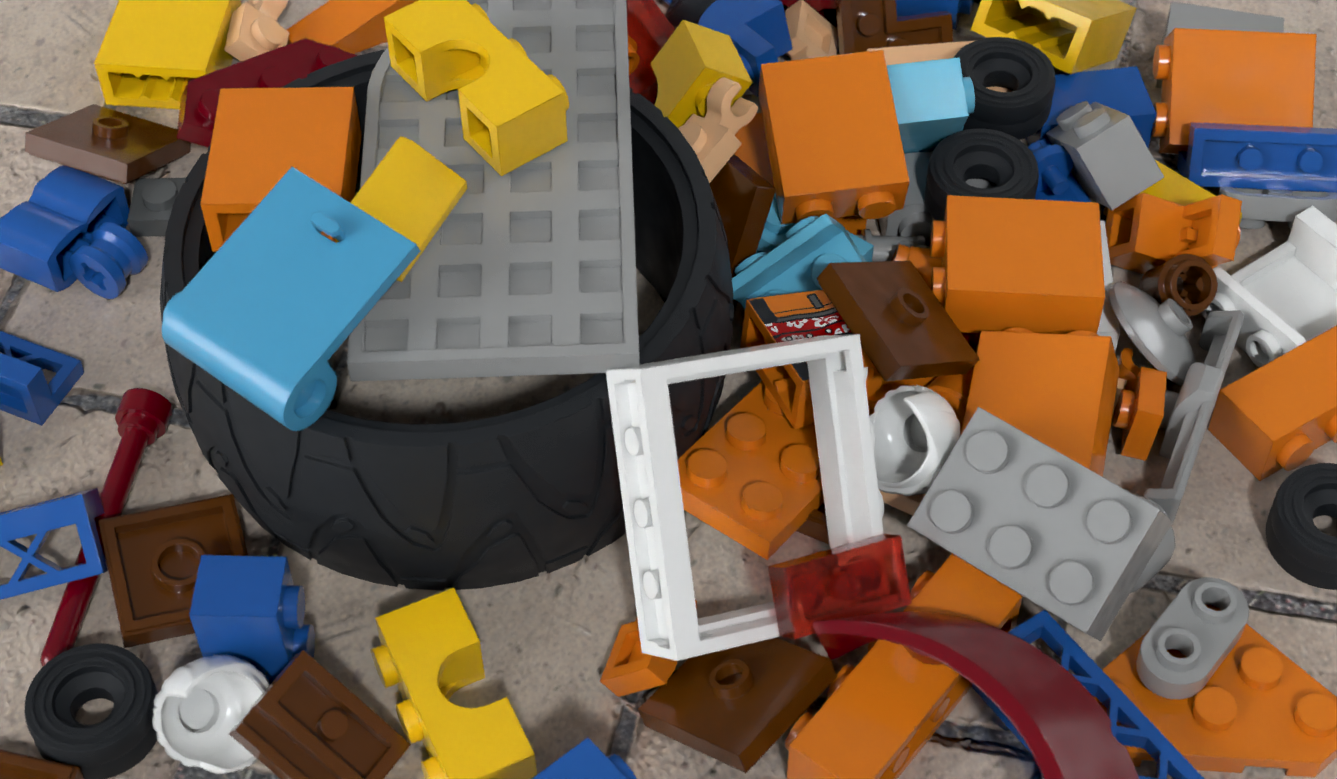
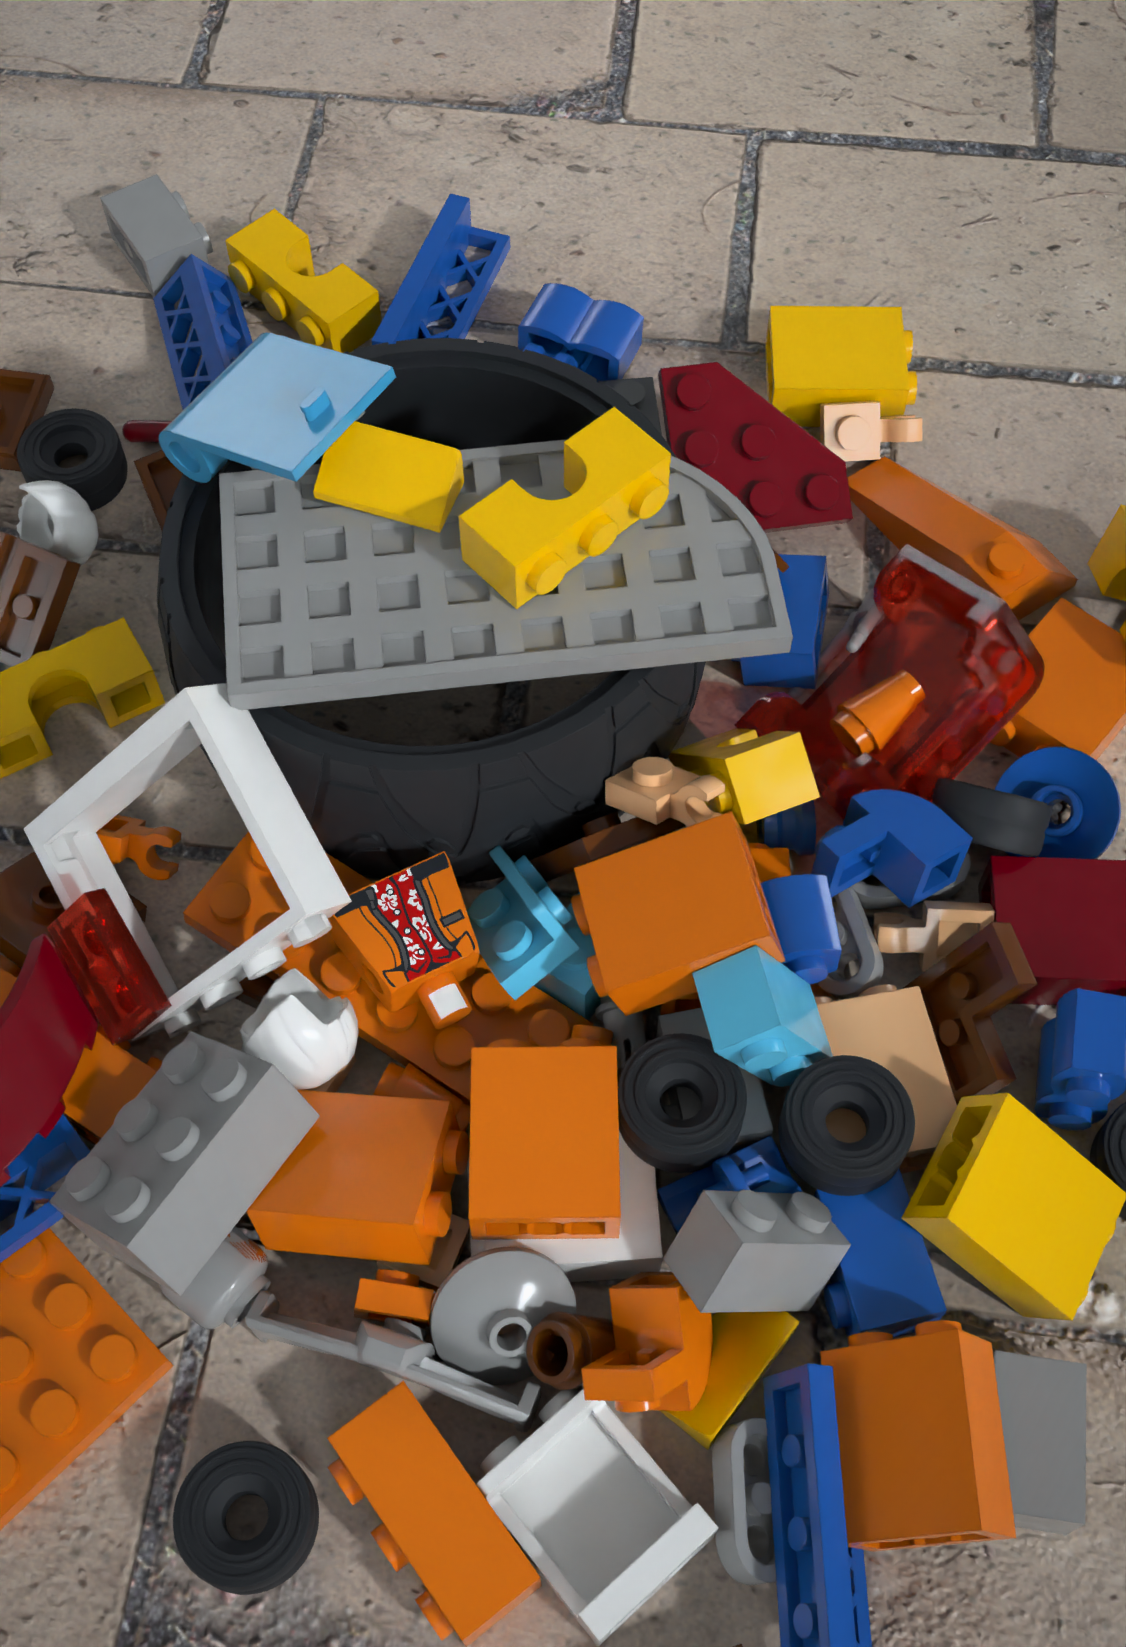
camera: 85 degrees right, 10 degrees up
(106, 143) = (680, 331): reddish brown plate -> none
(250, 611) = (118, 530): blue brick -> none
(267, 133) = (475, 384): orange brick -> none
(897, 319) = (425, 998): reddish brown plate -> none
(1195, 632) = (73, 1331): light grey plate -> none

